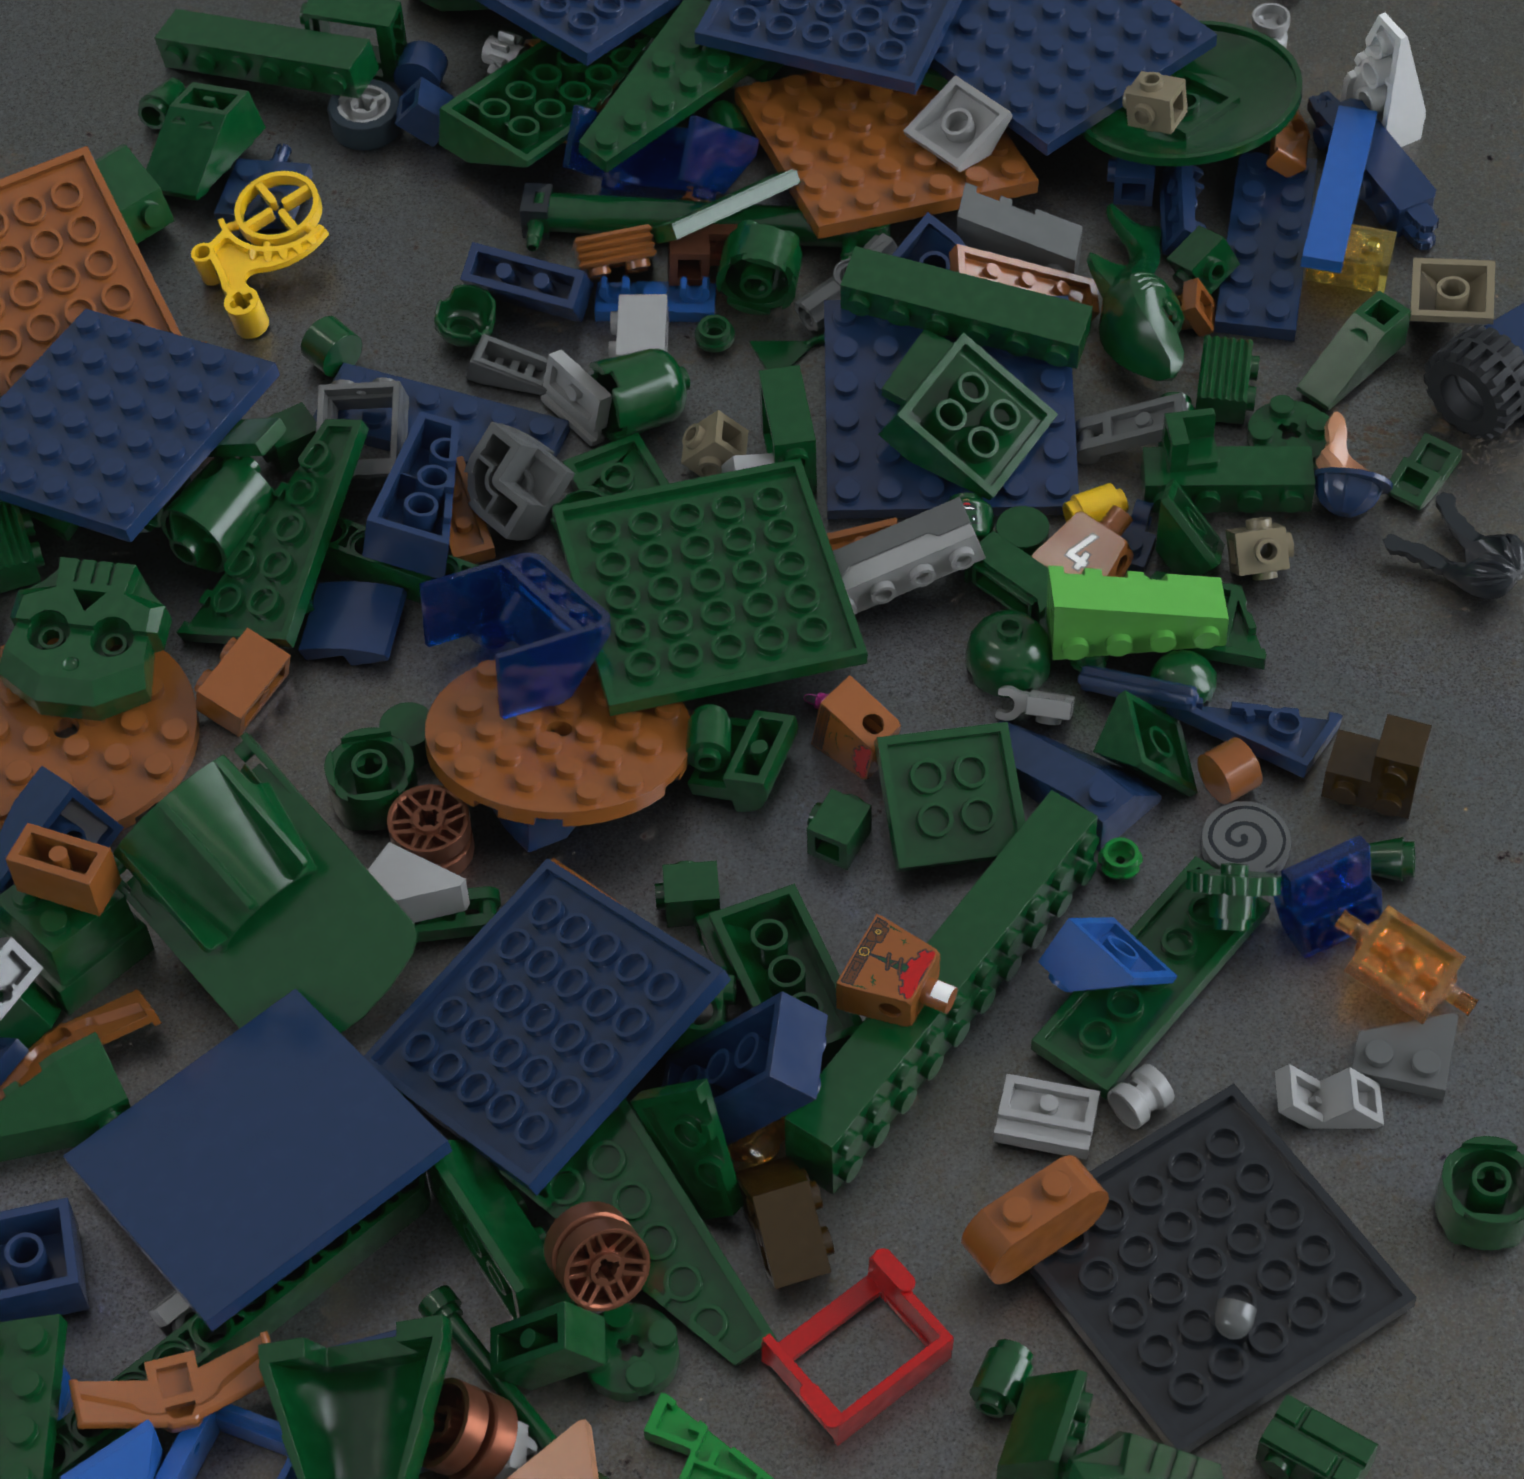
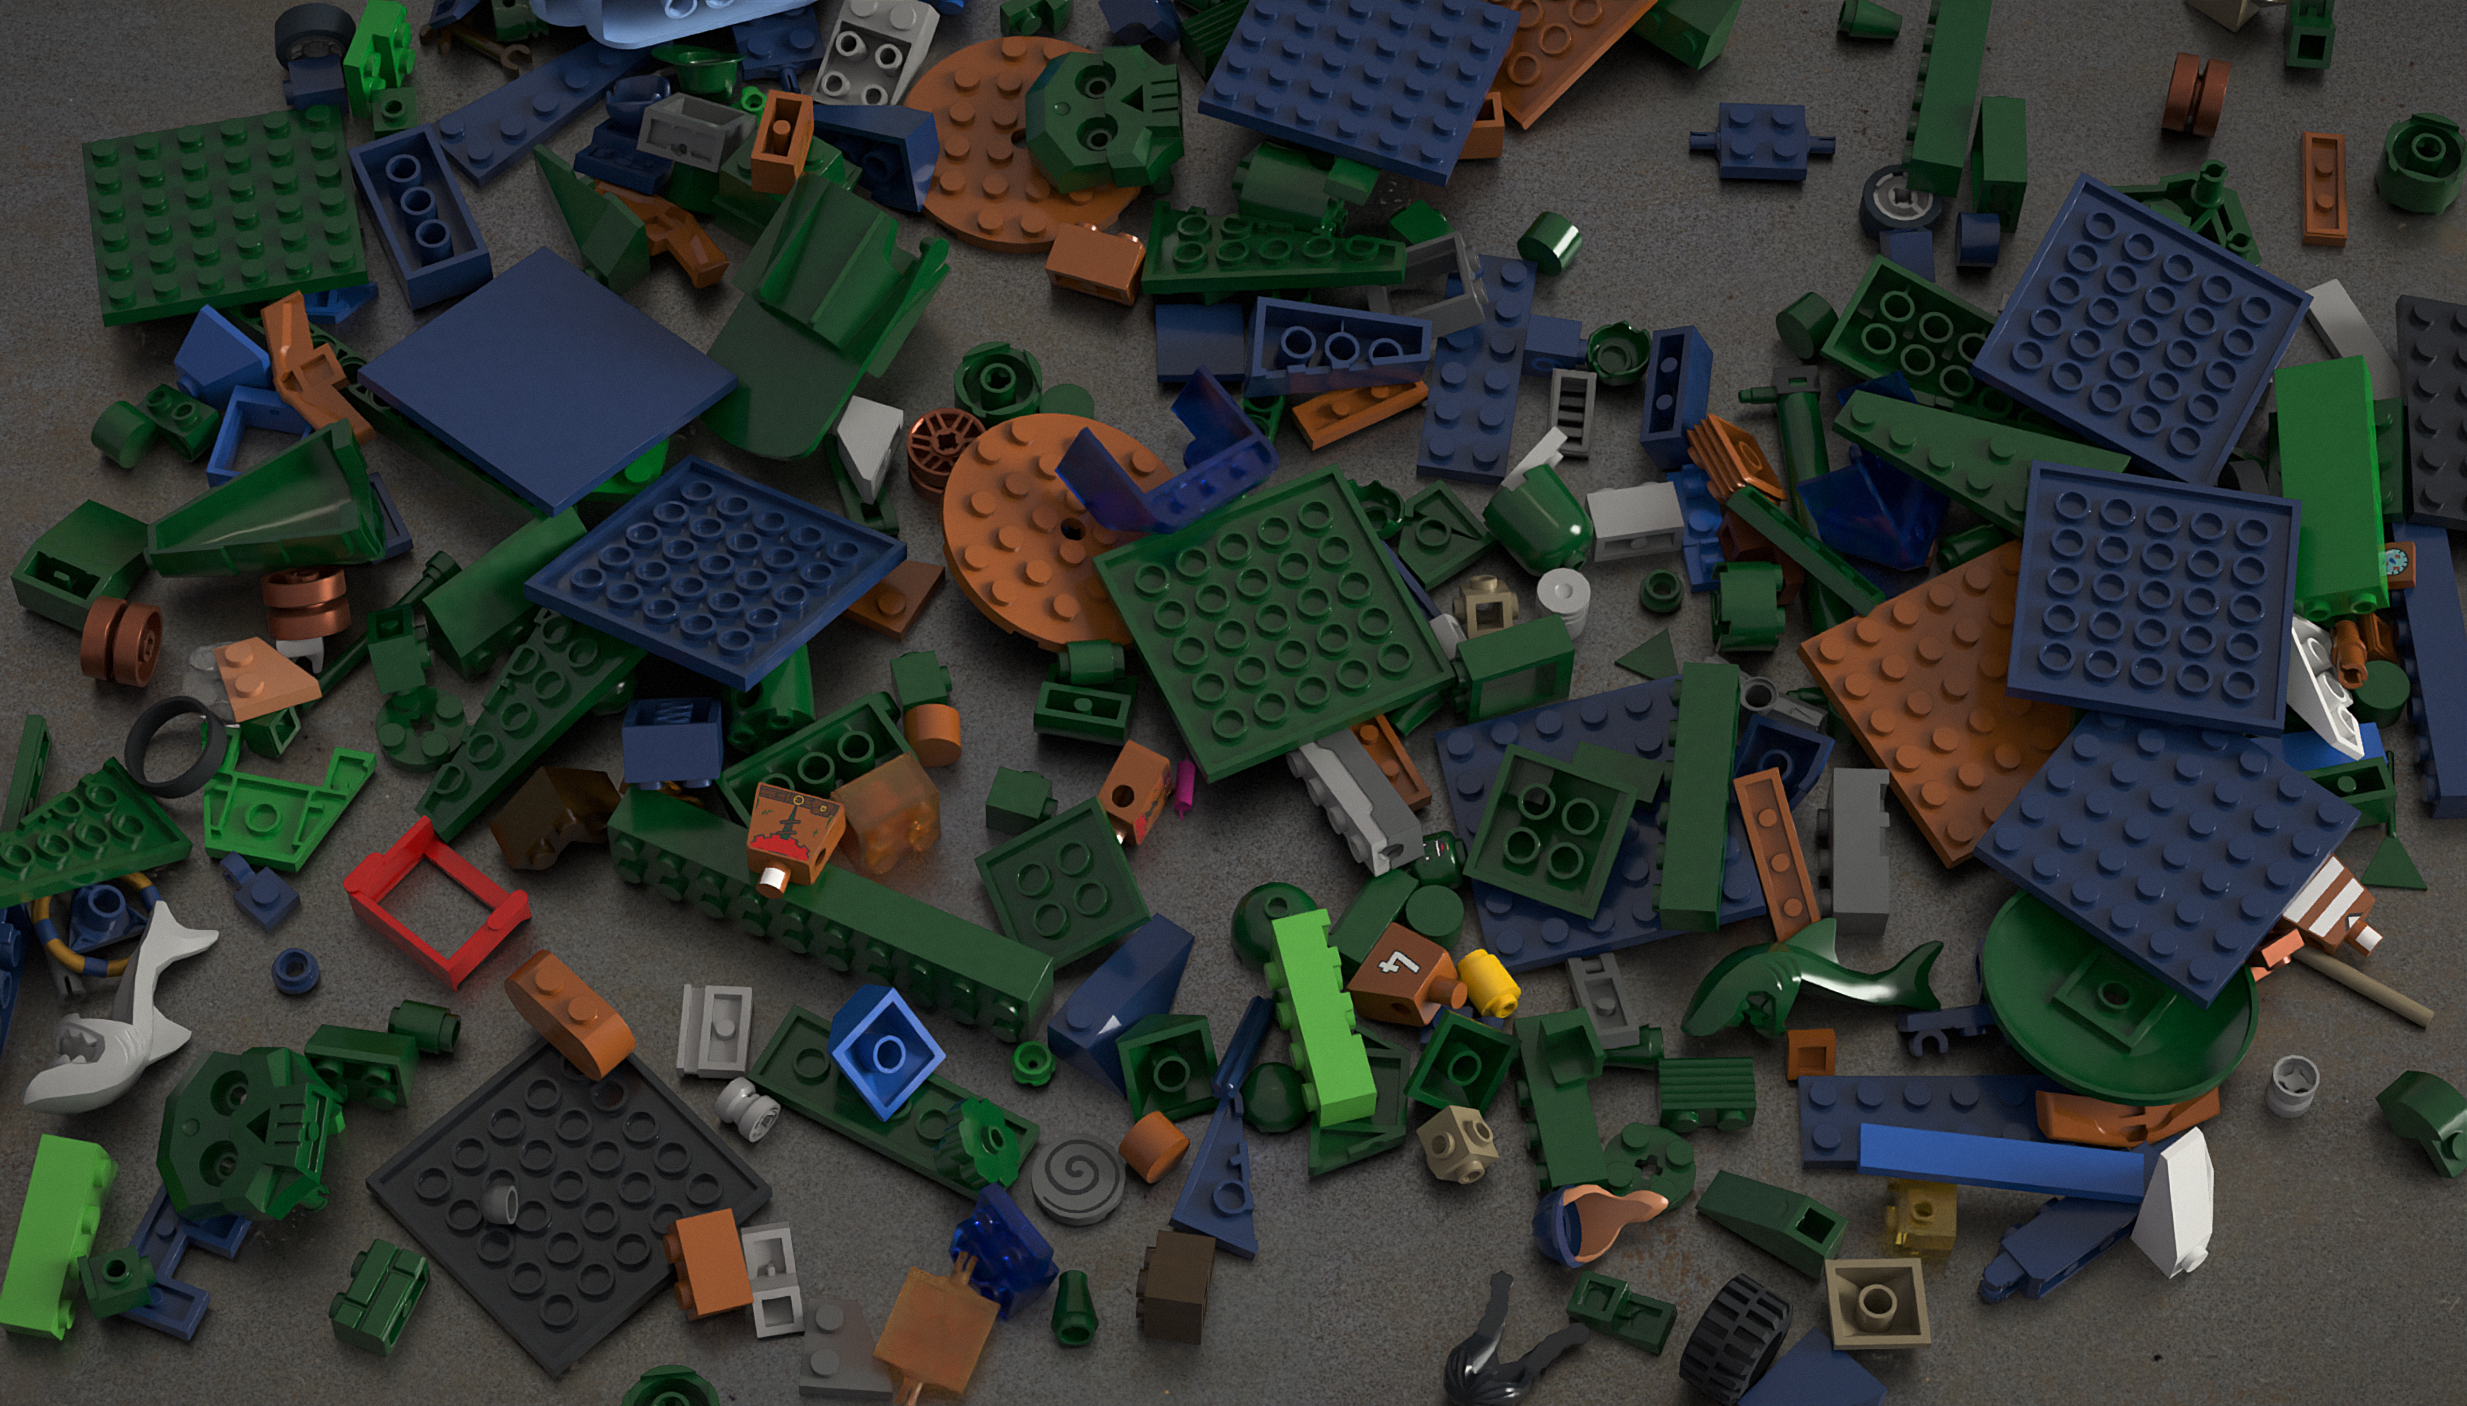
camera: 75 degrees right, 5 degrees up
(202, 138) = (1804, 62): dark green slope -> none
(234, 261) = (1646, 131): yellow piece -> none
(442, 360) = (1553, 344): none -> dark blue brick
(474, 189) = (1806, 324): none -> dark green piece
(515, 482) = (1390, 435): dark grey brick -> none
(597, 1256) = (470, 657): copper wheel -> none
(692, 1142) = (604, 717): dark green wing -> none
(719, 388) = (1564, 593): none -> light grey piece
(749, 879) = (933, 734): none -> dark orange piece
(839, 907) = (888, 815): none -> clear orange brick
(959, 125) = (1992, 758): light grey slope -> none
(1047, 706) = (1210, 967): light grey plate -> none
(1155, 102) = (2053, 939): dark tan brick -> none
(1203, 257) = (1872, 1046): dark green brick -> none
(1321, 1138) = (708, 1264): none -> dark orange brick

